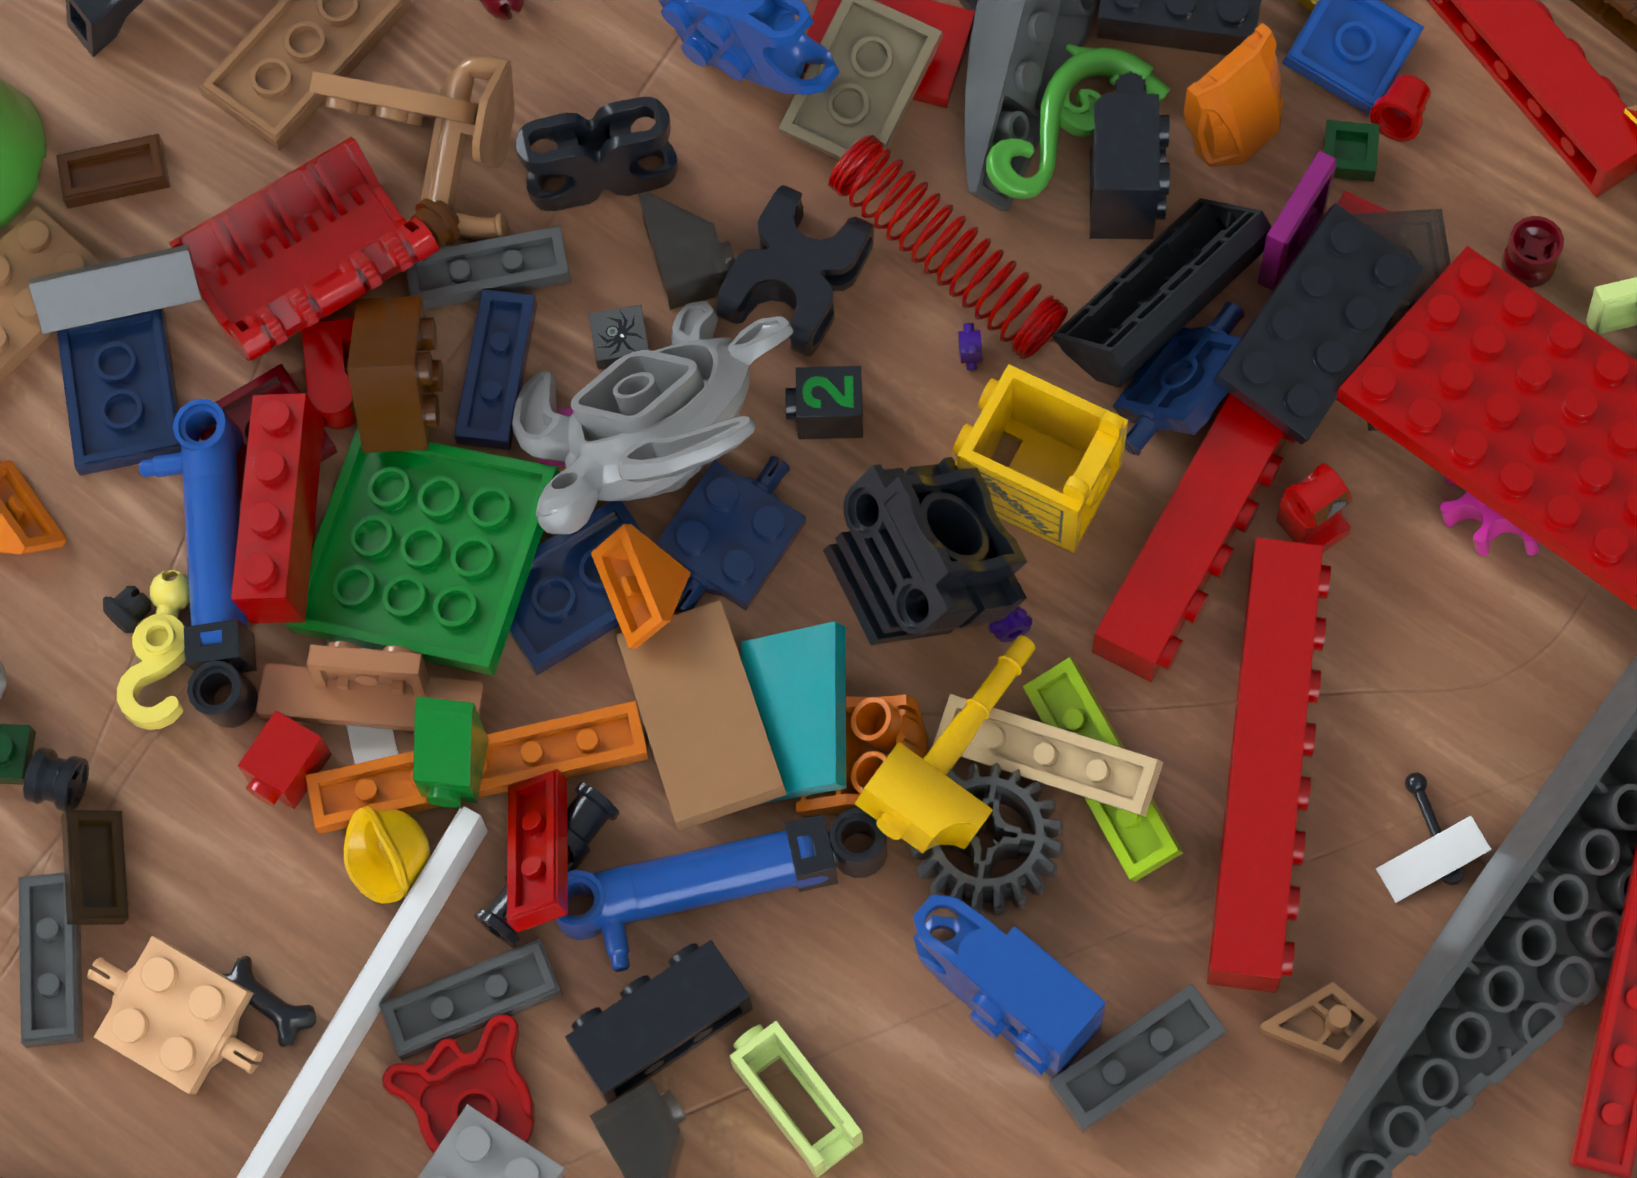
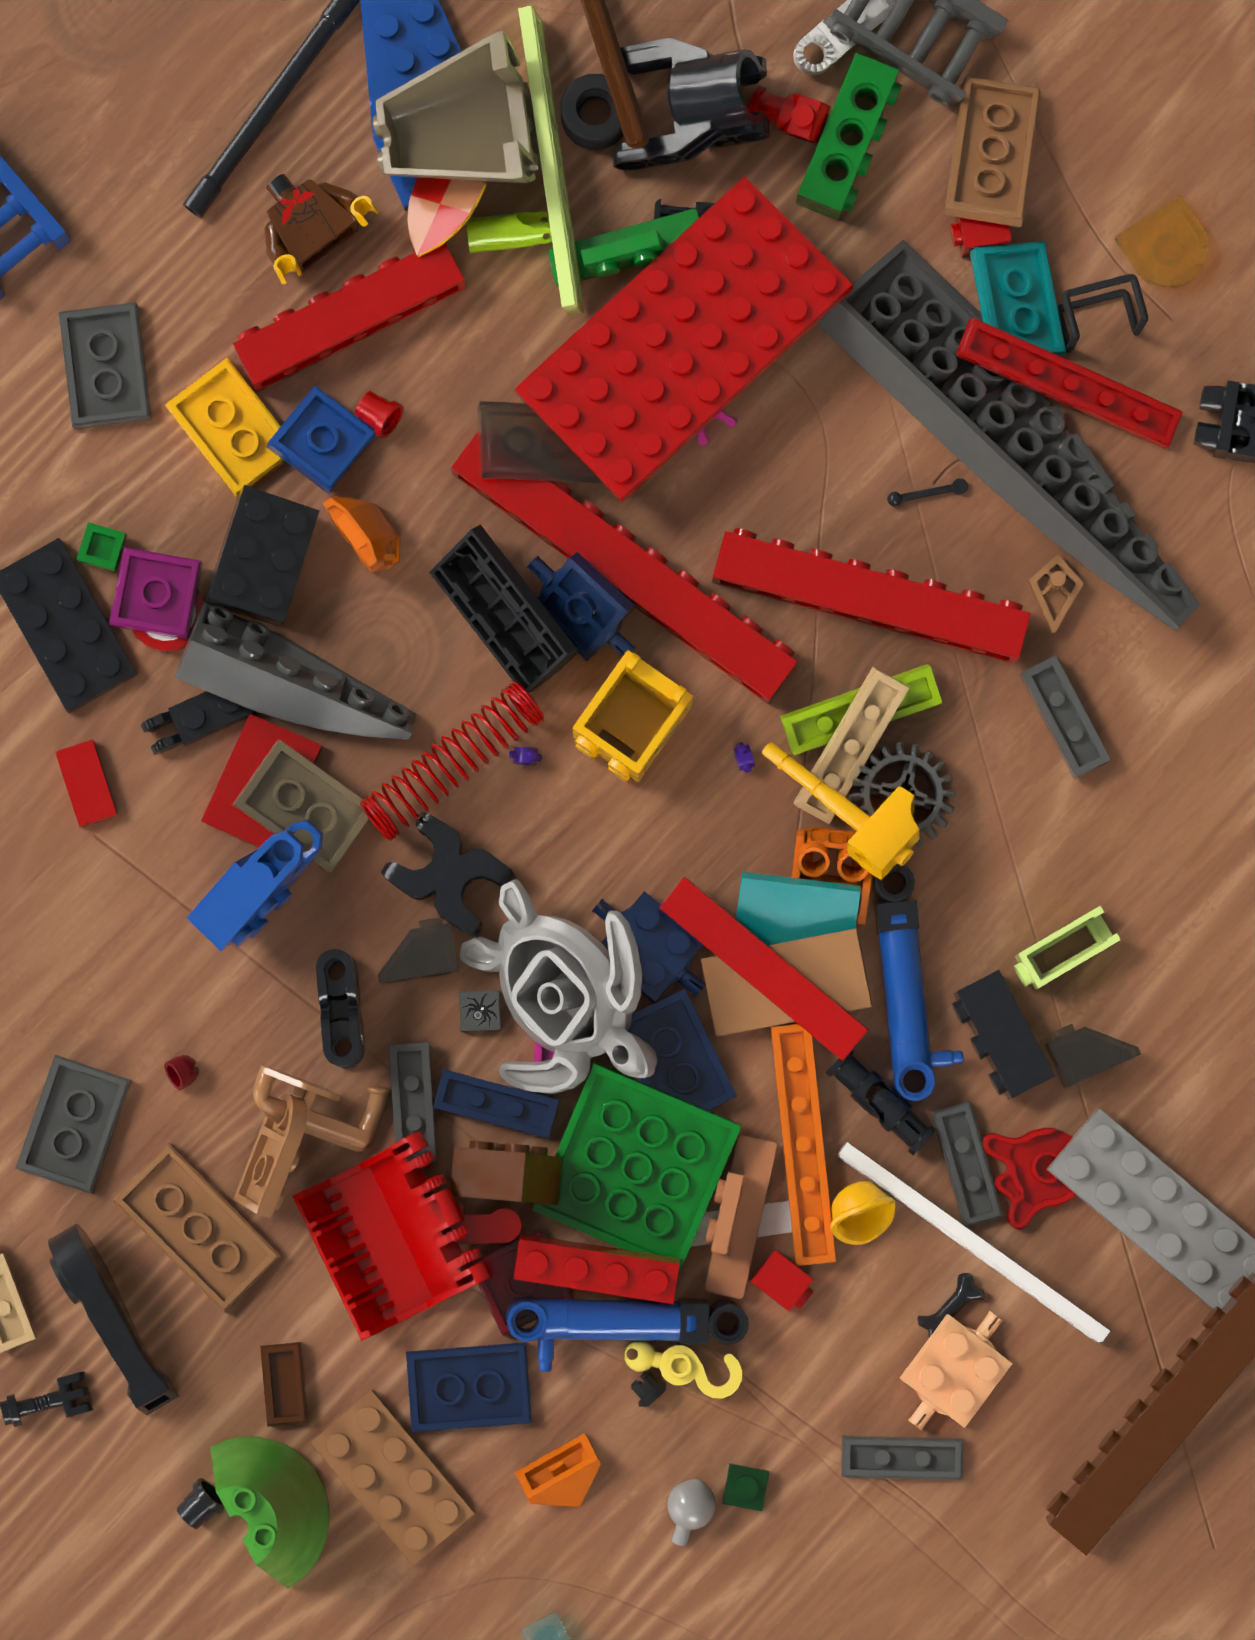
camera: 90 degrees left, 15 degrees up
(55, 779) = (774, 1446): black wheel -> none
(94, 867) = (842, 1421): dark brown tile -> none
(115, 289) = (397, 1382): tile -> none
(439, 219) = (376, 1136): reddish brown plate -> none
(448, 751) = (807, 1158): green slope -> none
(537, 851) = (879, 1104): red tile -> none
(639, 582) = (689, 1012): orange slope -> none
(711, 676) = (764, 968): none -> red tile
(826, 402) = (559, 865): black brick -> none
(925, 553) = (705, 806): black piece -> none
(1010, 986) = (1016, 792): blue brick -> none
(1058, 112) = (353, 664): bright green plant -> none
(1128, 162) = (402, 619): black hinge -> none
(1297, 220) = (471, 505): magenta tile -> none
(1314, 508) = (693, 532): red leg -> none
(1318, 323) = (565, 504): black plate -> none
(1353, 147) = (408, 457): dark green plate -> none
(1433, 859) = (950, 497): white sticker -> none
(1538, 240) = (509, 335): dark red wheel -> none

